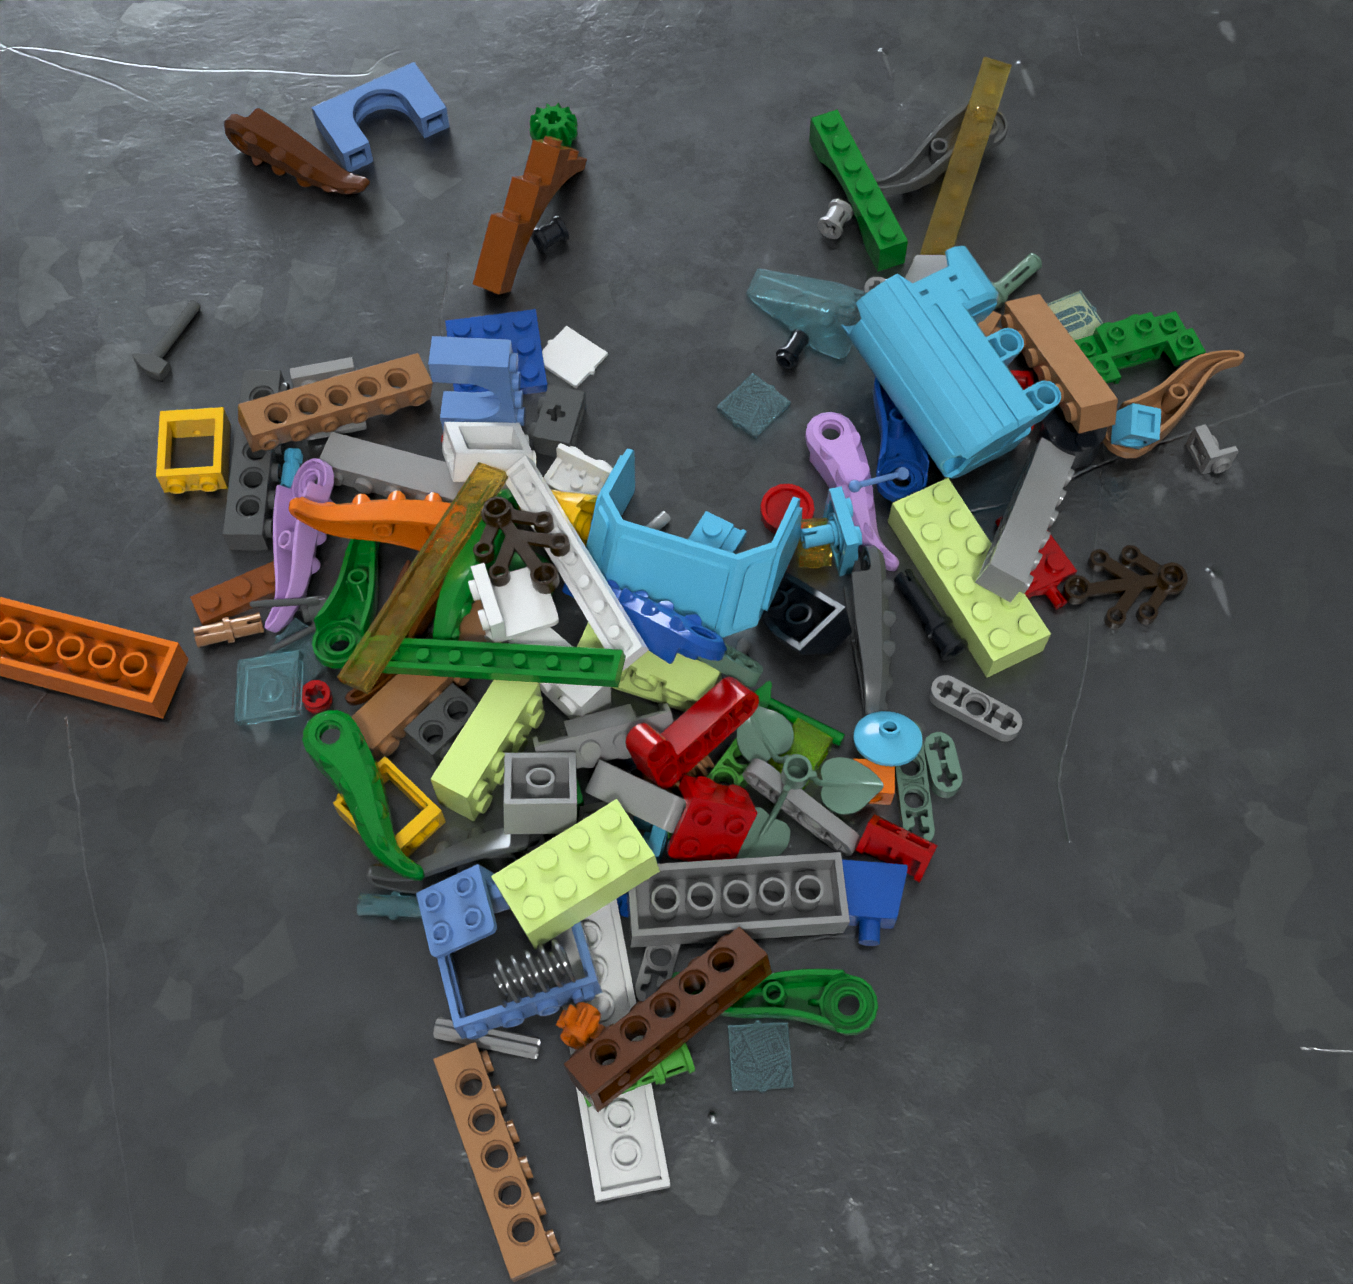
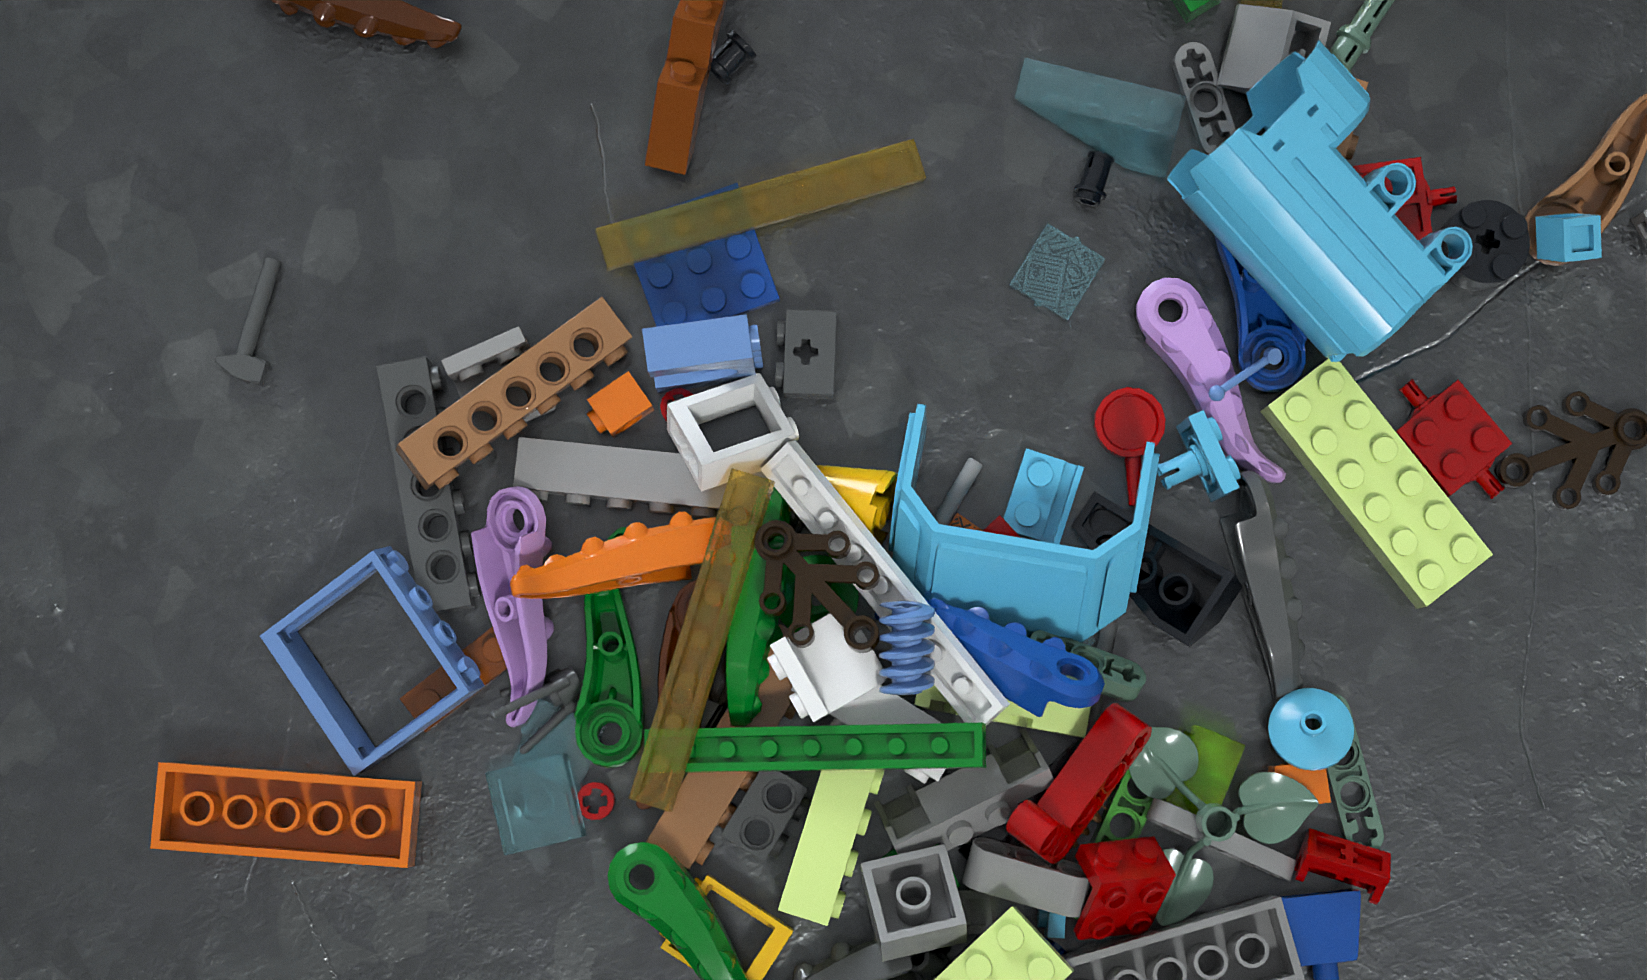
camera: 10 degrees left, 20 degrees up
(152, 513) = (322, 696): none -> medium blue window
(193, 424) = (331, 449): yellow window -> none
(228, 630) = (460, 735): medium nougat pin -> none
(293, 460) = (475, 493): medium azure axle -> none
(412, 430) = (619, 406): none -> orange brick
(547, 320) = (760, 204): none -> clear yellow tile
(572, 357) = (802, 246): white piece -> none
(575, 593) = (908, 648): none -> medium blue piece
(576, 472) = (854, 436): white bracket -> none
(791, 714) = (1149, 700): green piece -> none
(814, 556) = (1182, 493): clear yellow bracket -> none
(937, 625) = (1348, 557): black pin -> none
(949, 763) = (1388, 736): sand green beam -> none
(971, 694) = (1434, 679): light grey beam -> none
(1026, 521) = (1443, 402): light grey brick -> none
(1058, 359) = (1456, 156): medium nougat brick -> none
(1076, 315) = (1458, 53): clear light blue piece -> none
(1139, 341) = (1553, 76): green bracket -> none

